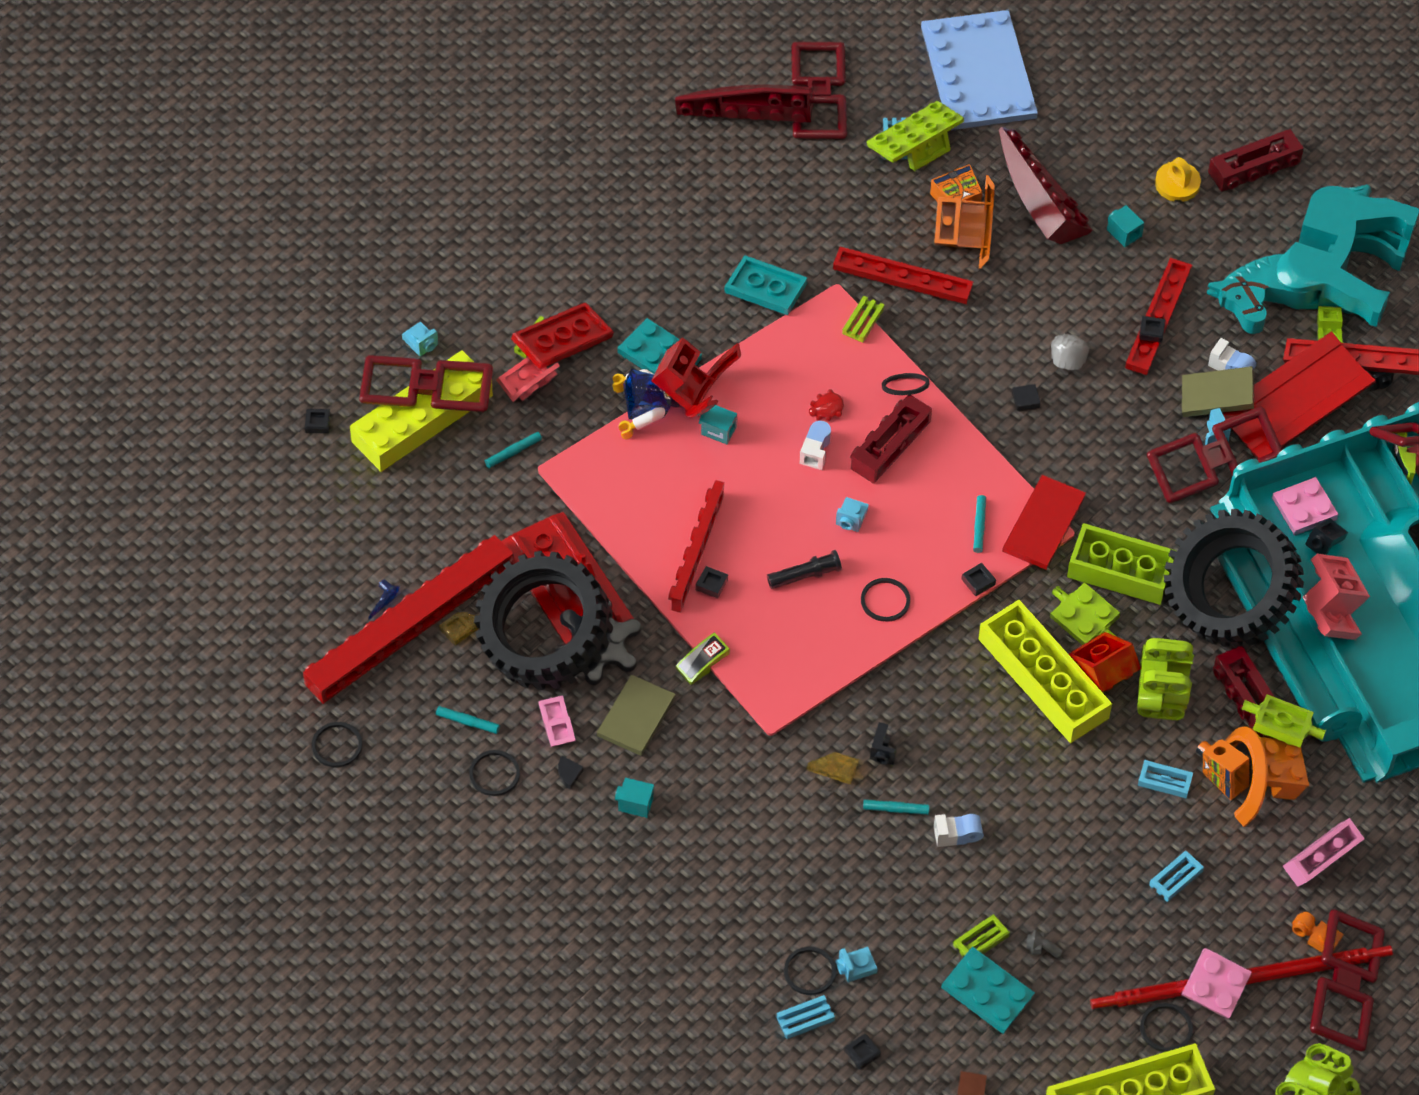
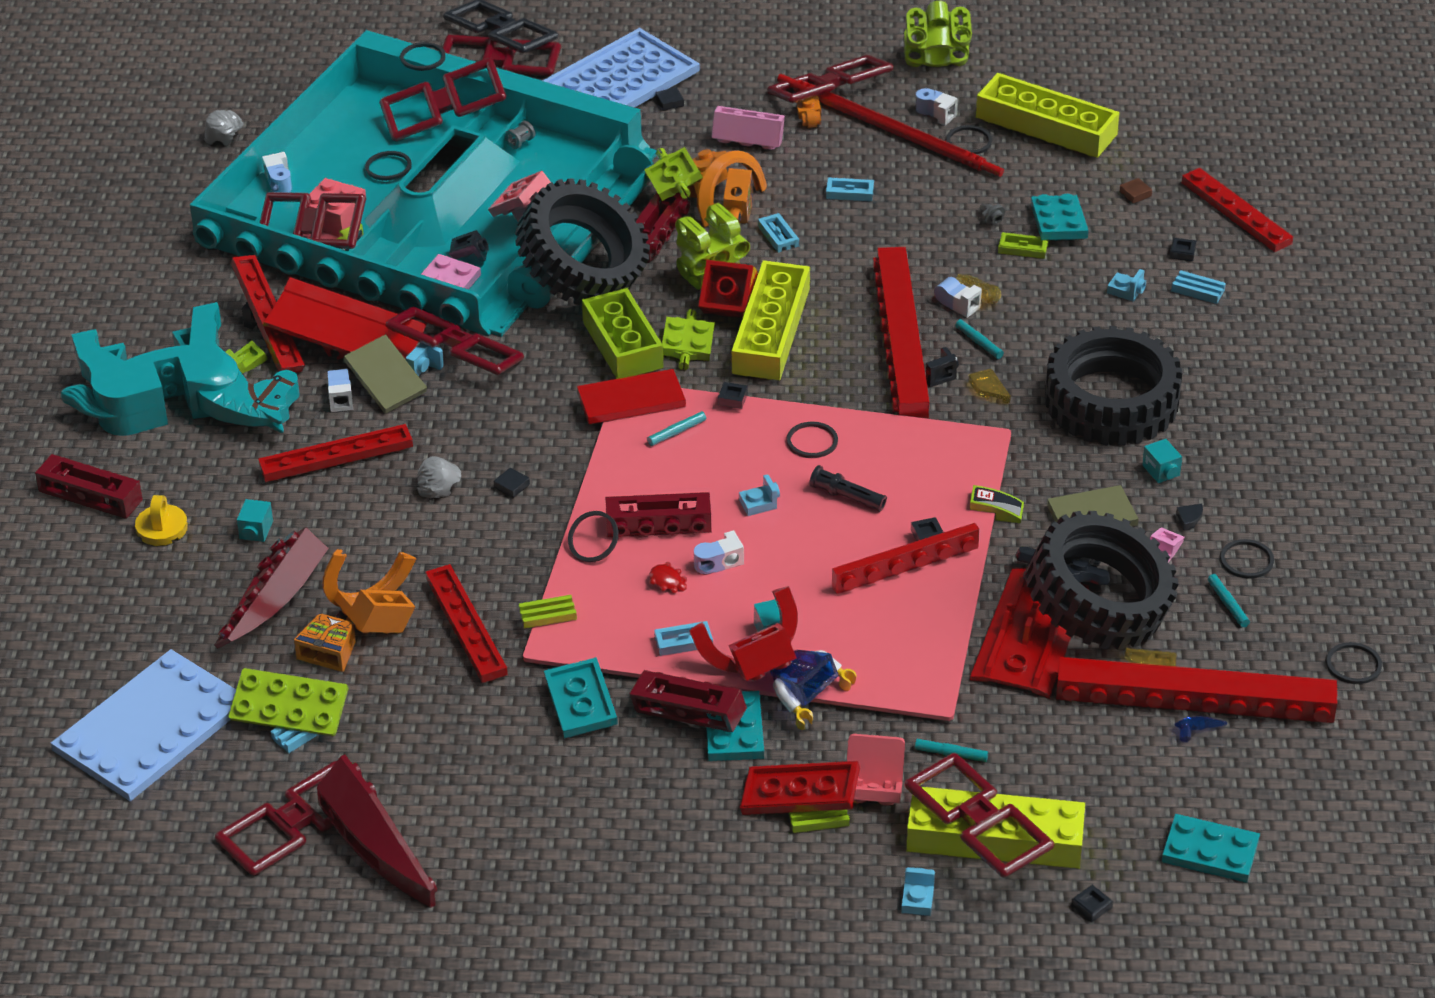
camera: 130 degrees left, 15 degrees down
(286, 517) = (1211, 848): none -> teal plate
(695, 326) = (688, 700): none -> dark red brick
(740, 780) = (1105, 417): none -> black tyre
(743, 384) = (677, 638): none -> medium azure tile
(809, 949) = (1157, 321): black piece -> none
(951, 754) = (901, 334): none -> red brick
(960, 851) = (990, 293): none -> clear yellow plate
(1152, 329) = (360, 439): black tile -> none
(1216, 983) = (913, 122): bright pink plate -> none
(1232, 1034) = (936, 105): none -> leg

